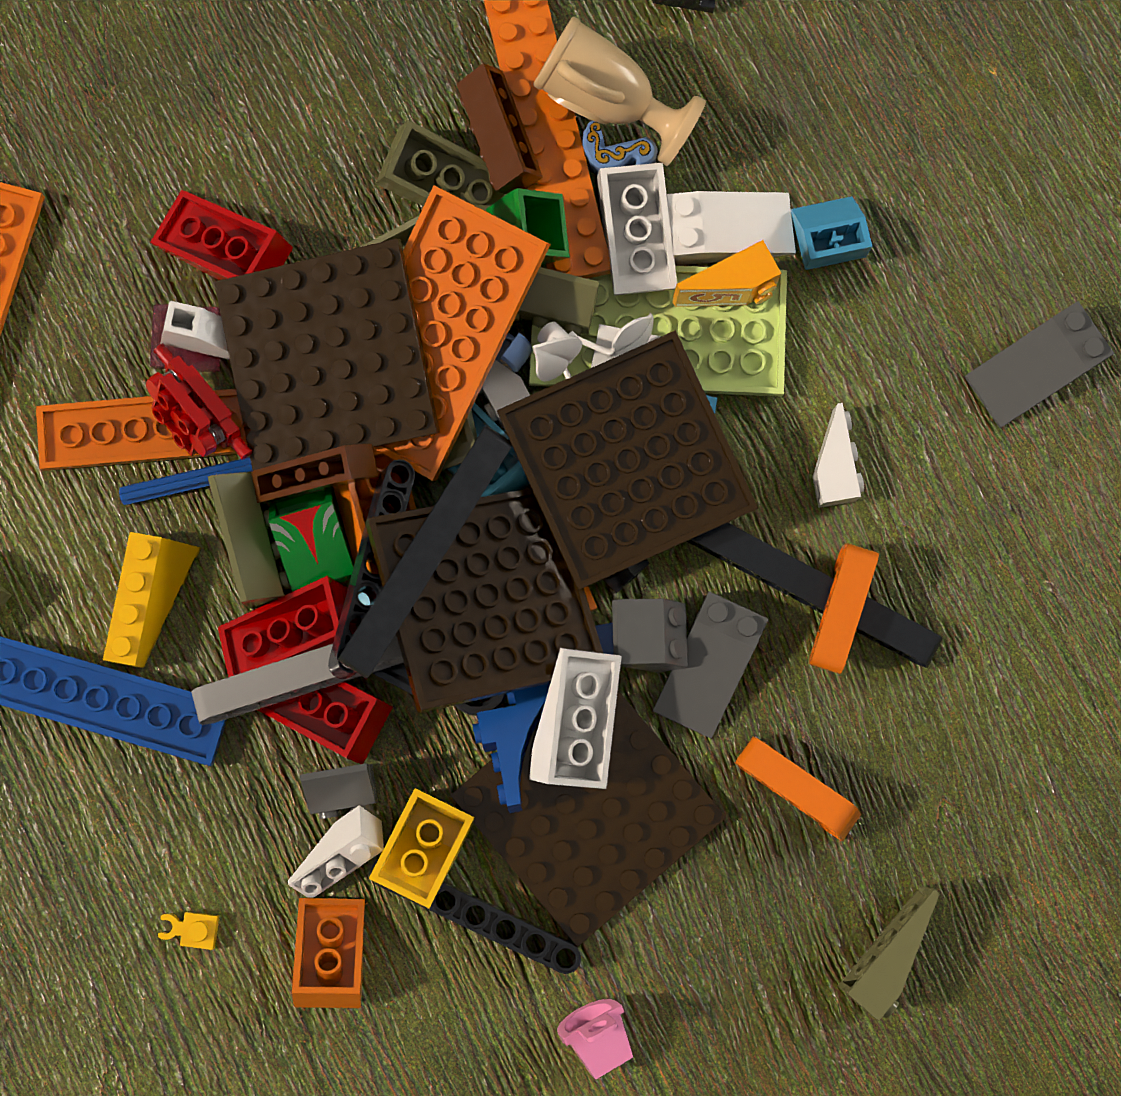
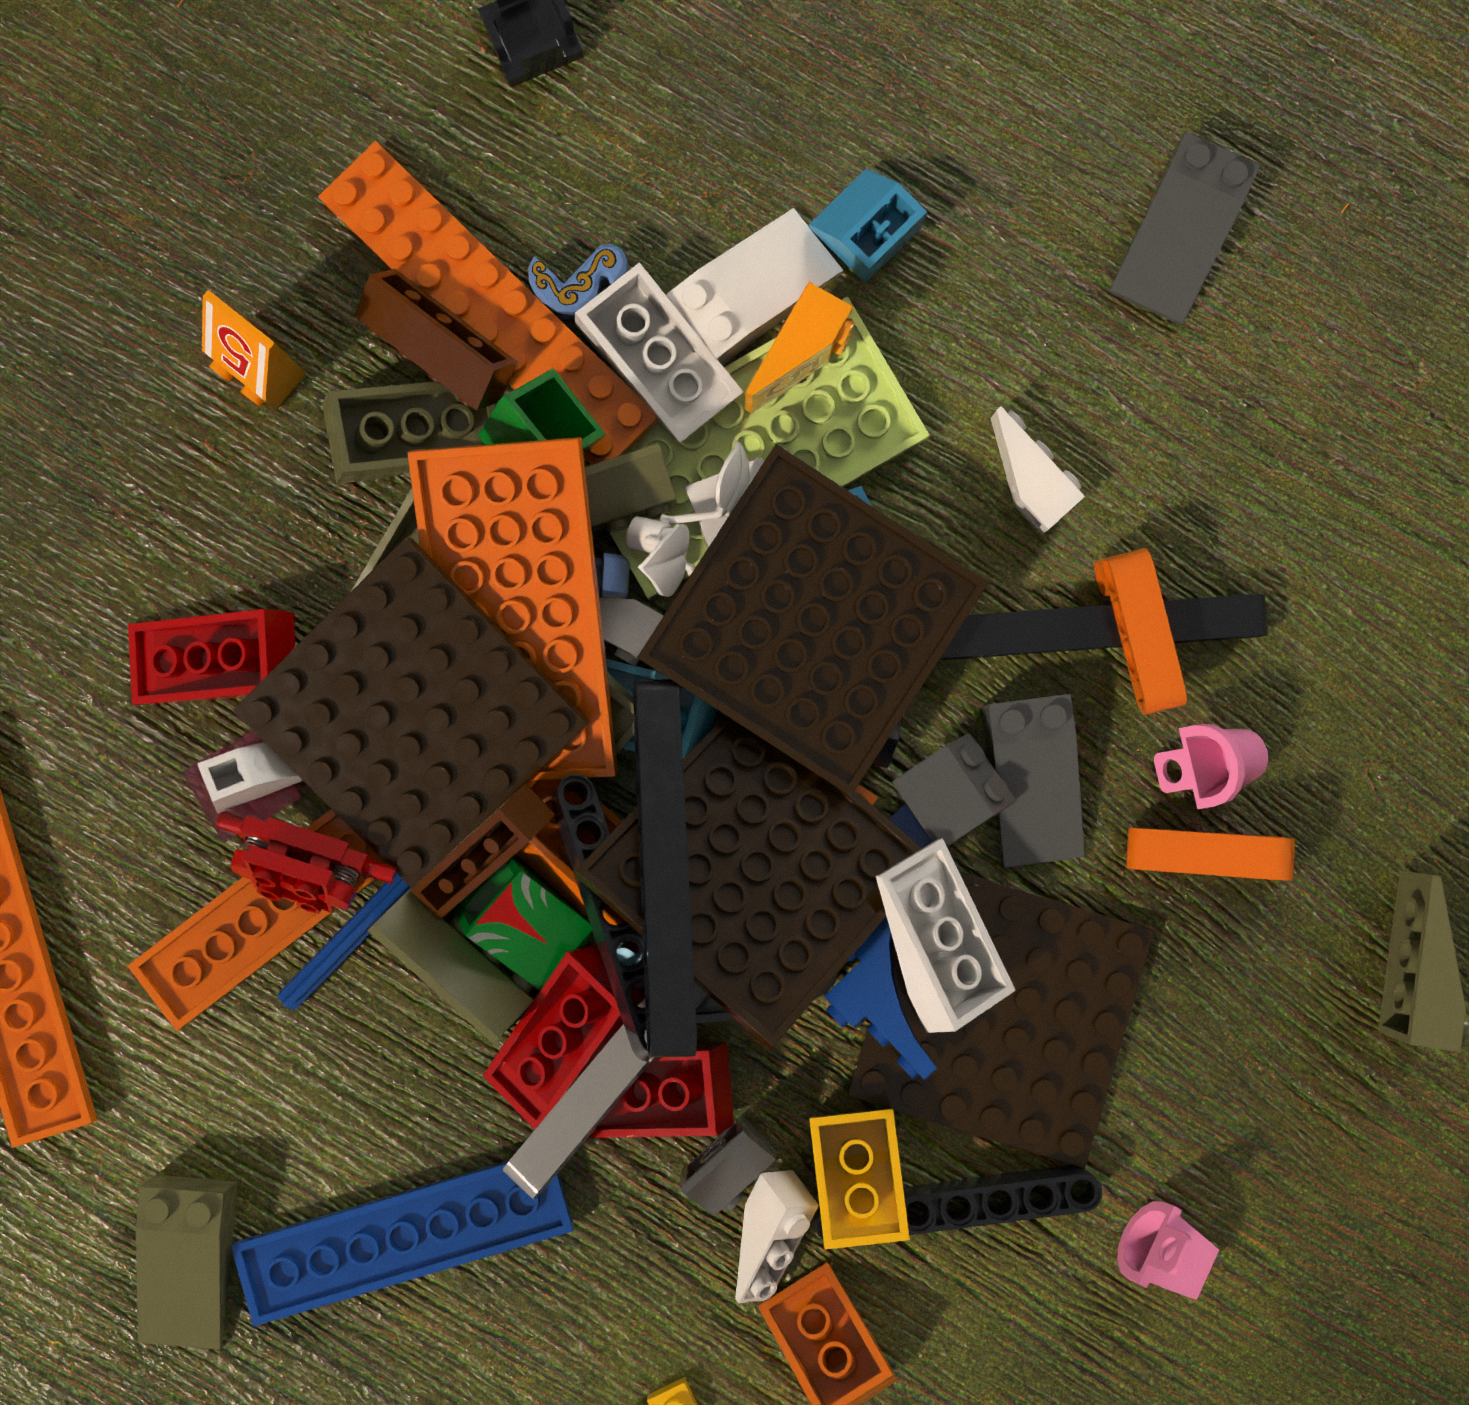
camera: 30 degrees left, 5 degrees up
(145, 595) = (383, 1095): yellow wedge -> none
(371, 65) = (246, 354): none -> light orange slope
(610, 87) = (525, 213): tan piece -> none
(837, 727) = (1213, 763): none -> bright pink container

